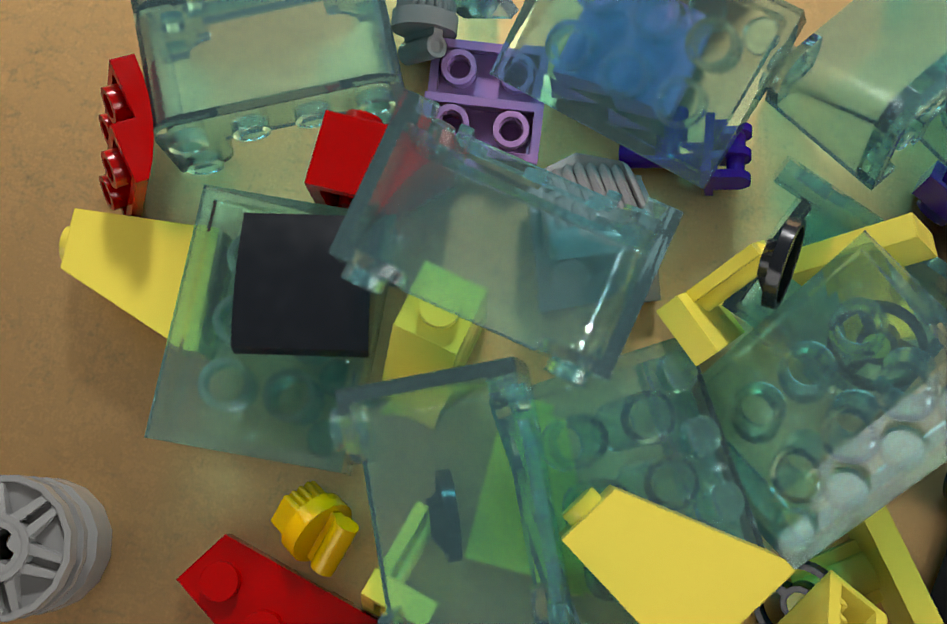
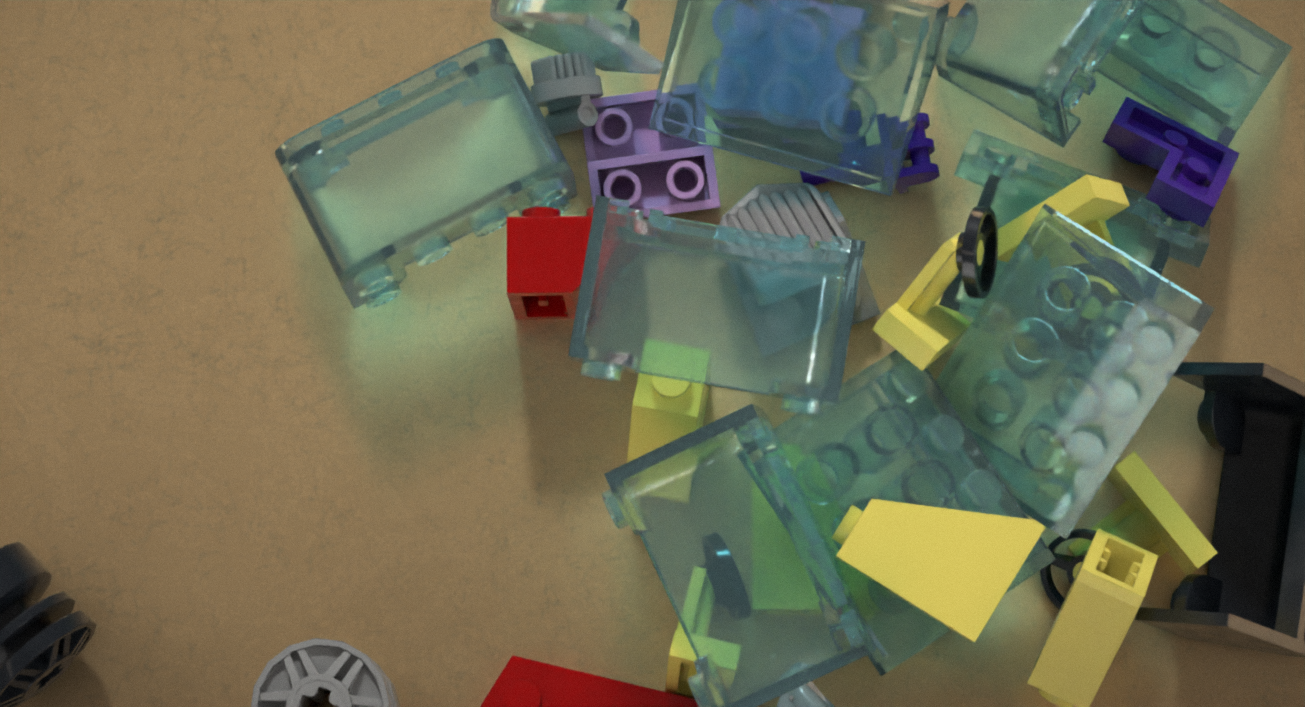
camera: 10 degrees left, 0 degrees up
(128, 262) = (363, 419): light yellow slope -> none
(129, 136) = (308, 280): red slope -> none
(245, 402) = (506, 446): clear light blue slope -> none
(293, 291) = (530, 394): black slope -> none
(315, 527) = (599, 623): yellow piece -> none

